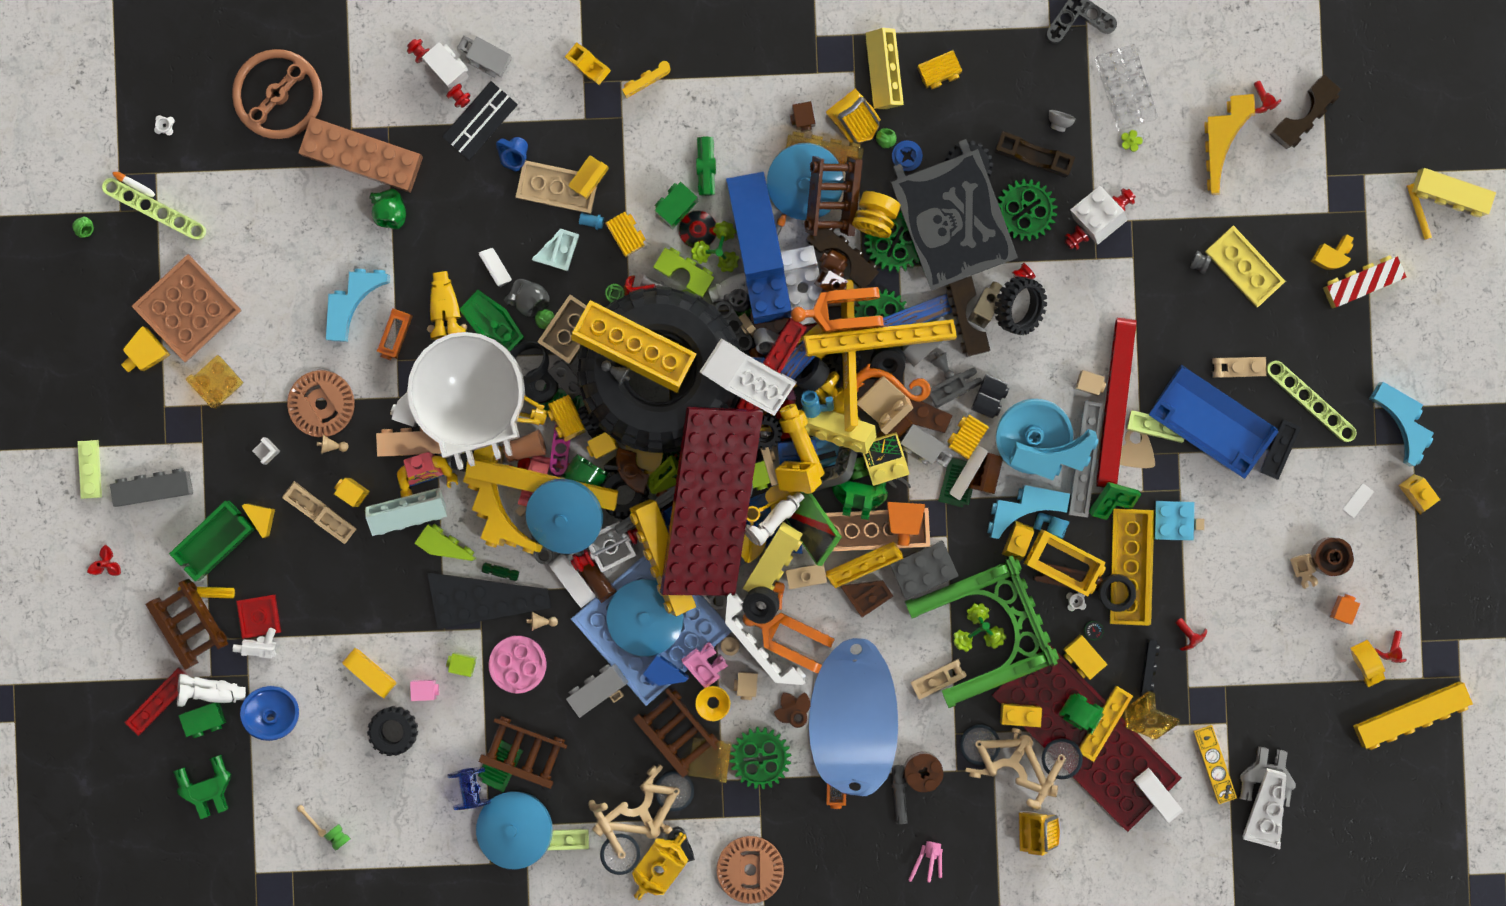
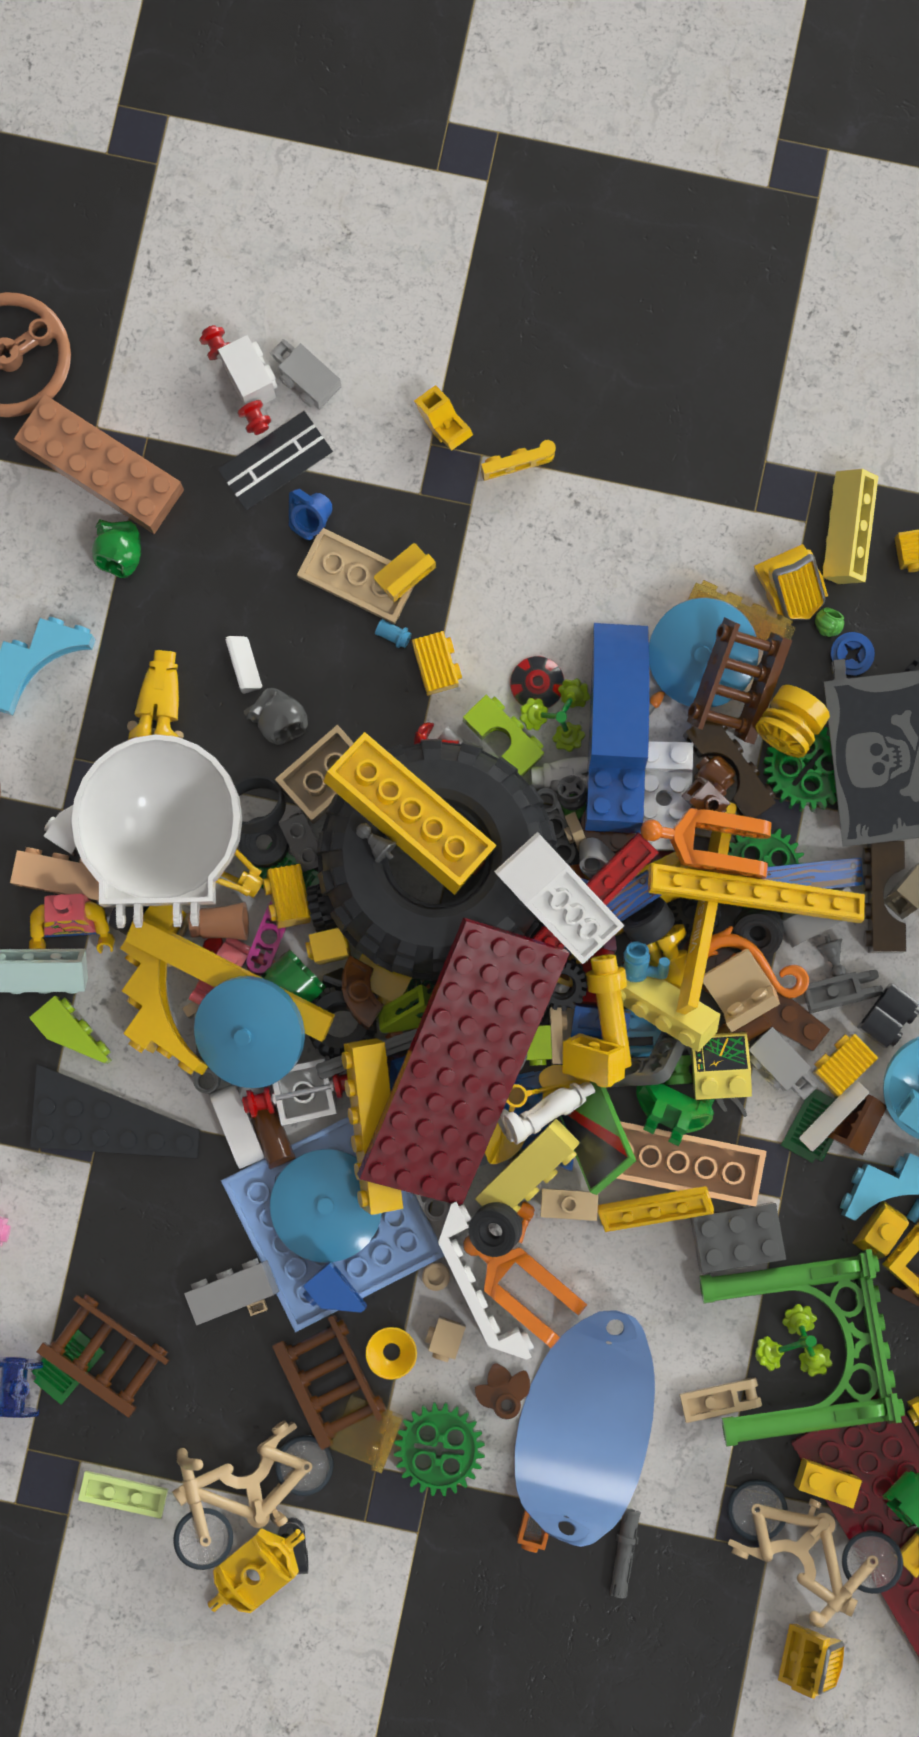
camera: 10 degrees right, 5 degrees down
(394, 334) = (79, 720): orange window -> none
(461, 664) = (50, 1206): lime brick -> none
(491, 320) = (220, 734): green piece -> none
(500, 571) = (139, 1088): dark green axle -> none
(514, 830) = (61, 1464): dark azure dish -> none
(517, 664) = (129, 1226): bright pink tile -> none
(538, 621) = (173, 1172): tan piece -> none
(544, 318) = (292, 750): bright green piece -> none
(559, 250) = (337, 662): light aqua wing -> none
(614, 292) = (399, 732): bright green wheel -> none
(675, 205) = (516, 639): green brick -> none
(701, 668) = (386, 1297): bright pink plate -> none
(706, 166) = (570, 598): green piece -> none
(768, 869) = (410, 1615): nougat piece -> none
(803, 116) = (721, 564): reddish brown brick -> none
(867, 595) = (648, 1254): reddish brown wing -> none
(905, 520) = (730, 1159): orange torso -> none
(928, 781) = (671, 1545): reddish brown brick -> none
(932, 850) = (653, 1649): bright pink plant -> none

